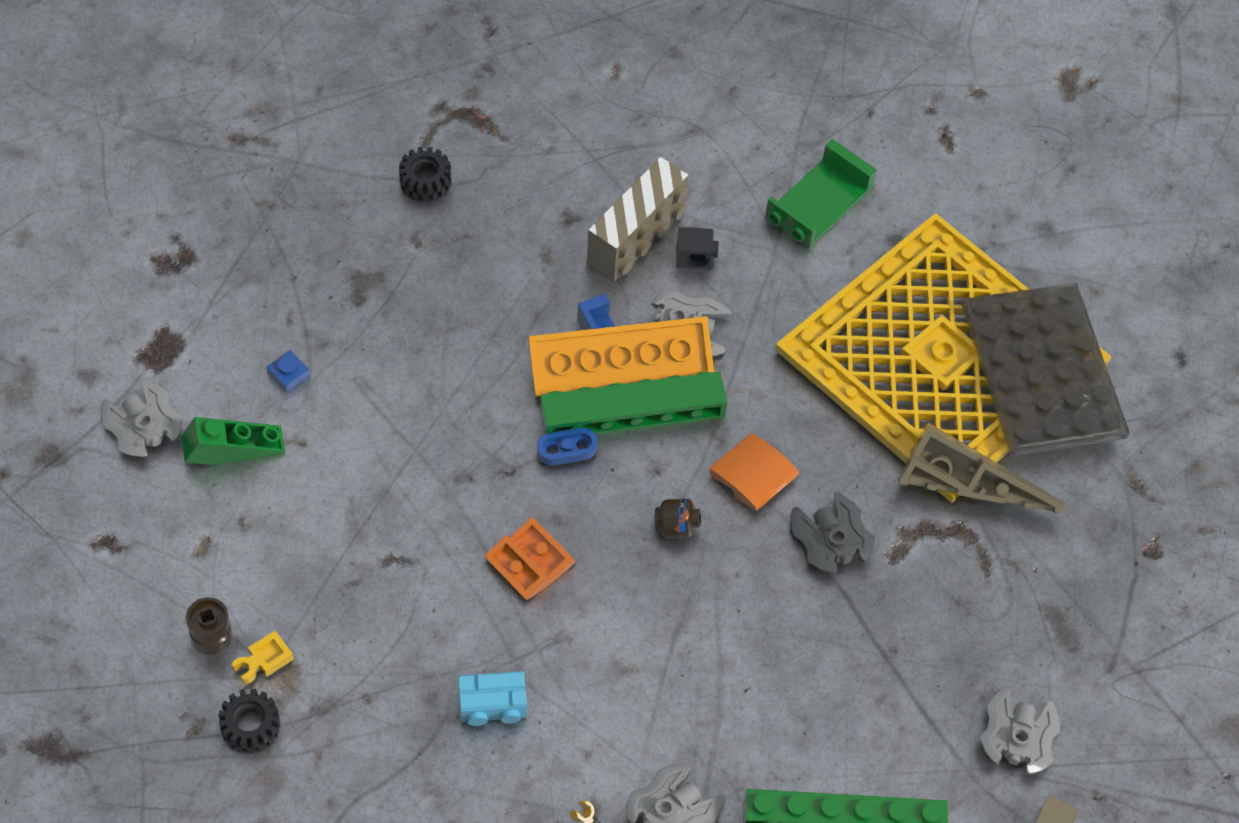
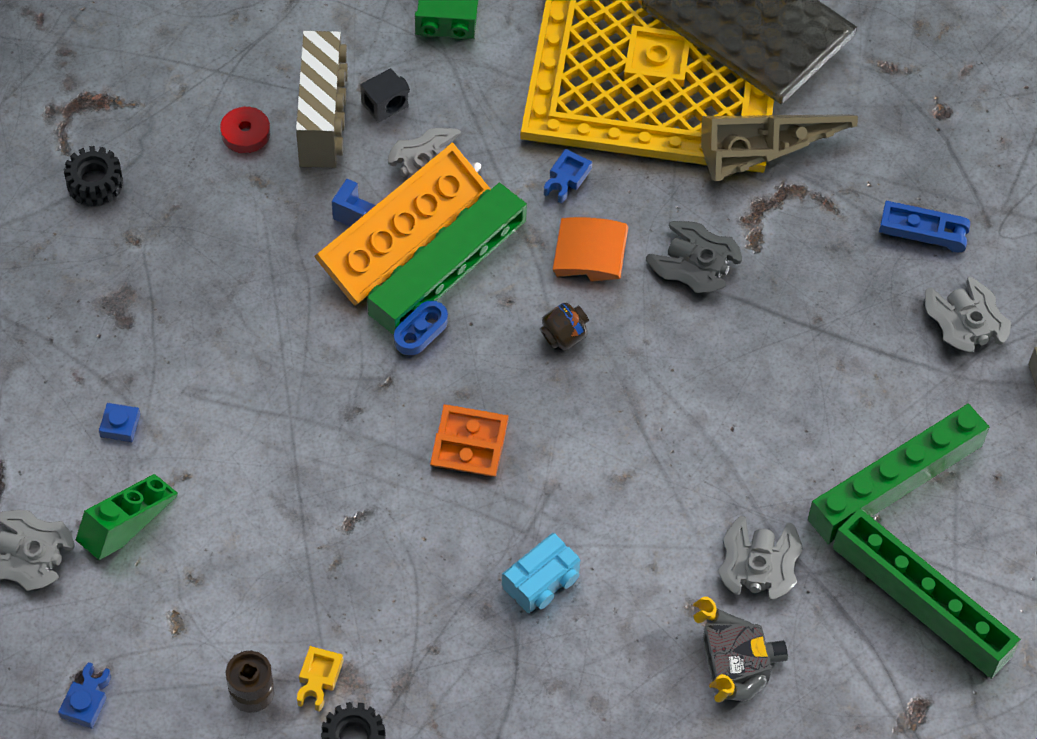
camera: 35 degrees left, 0 degrees up
(90, 559) = (85, 701): none -> blue plate
(568, 198) = (245, 118): none -> red piece
(788, 399) = (567, 172): none -> blue plate
(1049, 633) = (925, 225): none -> blue plate

